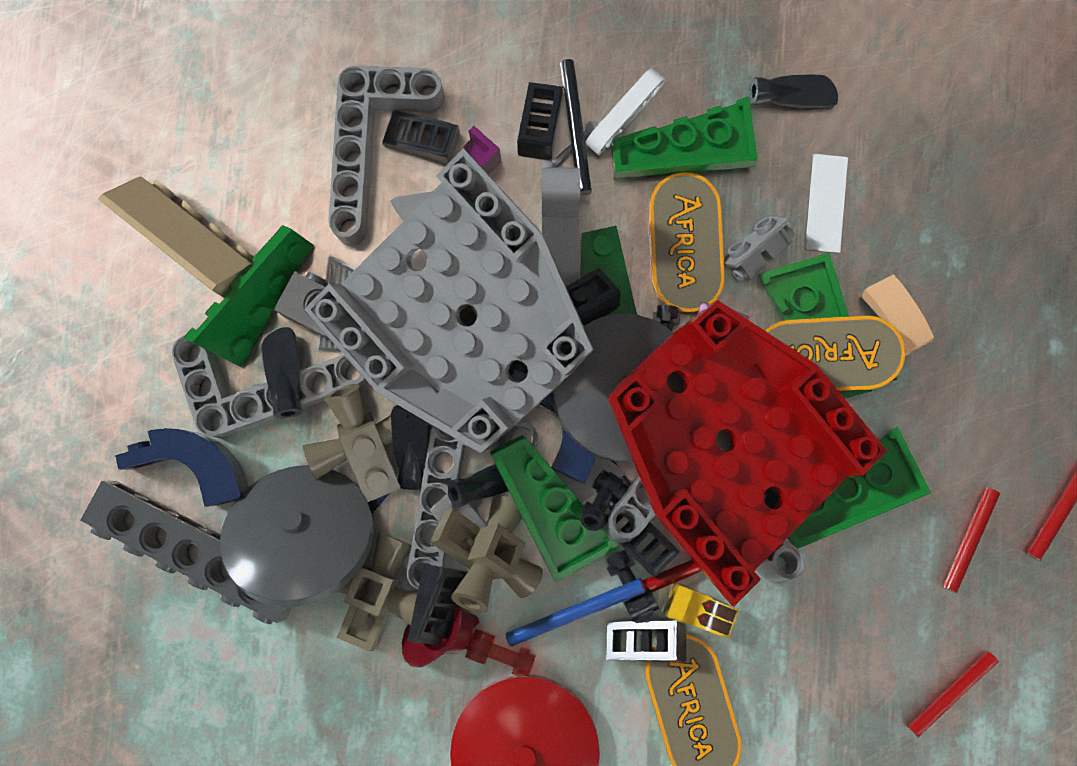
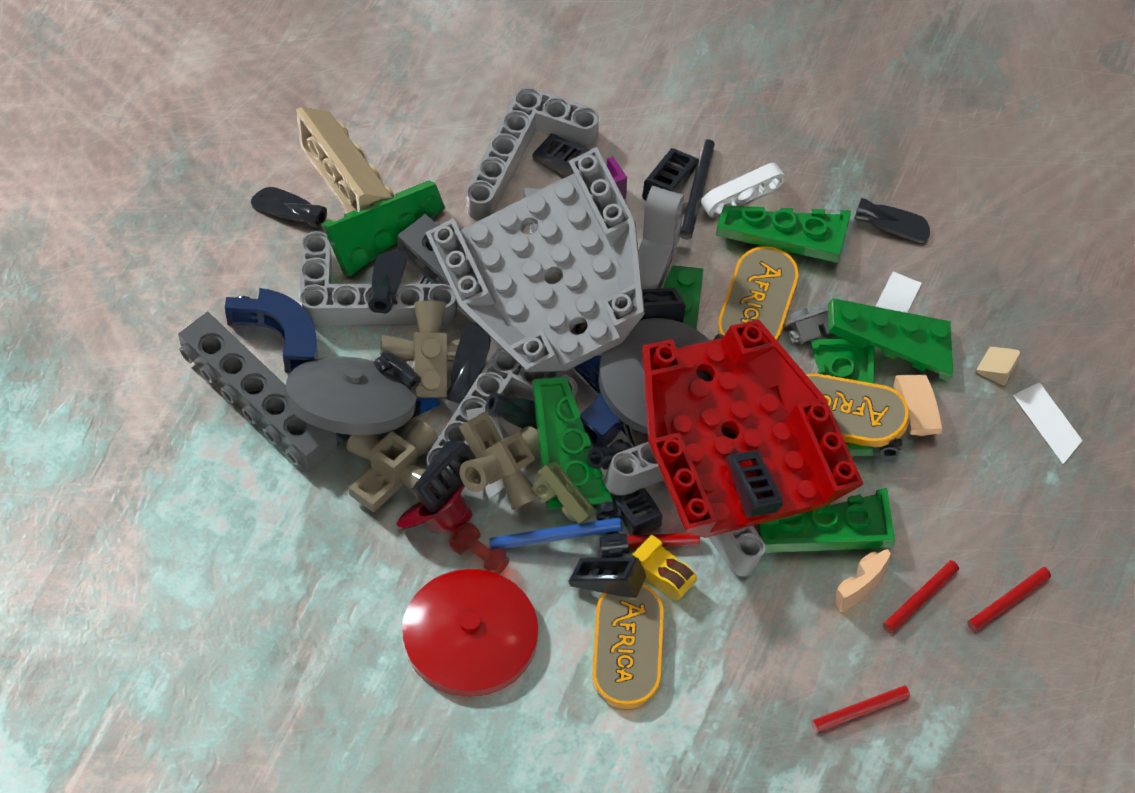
camera: 15 degrees right, 25 degrees down
(142, 302) = (289, 206): none -> black piece
(338, 481) = (399, 367): none -> black arm
(564, 564) = (556, 483): none -> olive hinge
(797, 508) = (751, 504): none -> black slope
(854, 239) = (896, 333): none -> green wing
(917, 537) = (869, 574): none -> light nougat slope
(964, 232) = (999, 364): none -> tan slope
(1032, 279) = (1049, 420): none -> white sticker

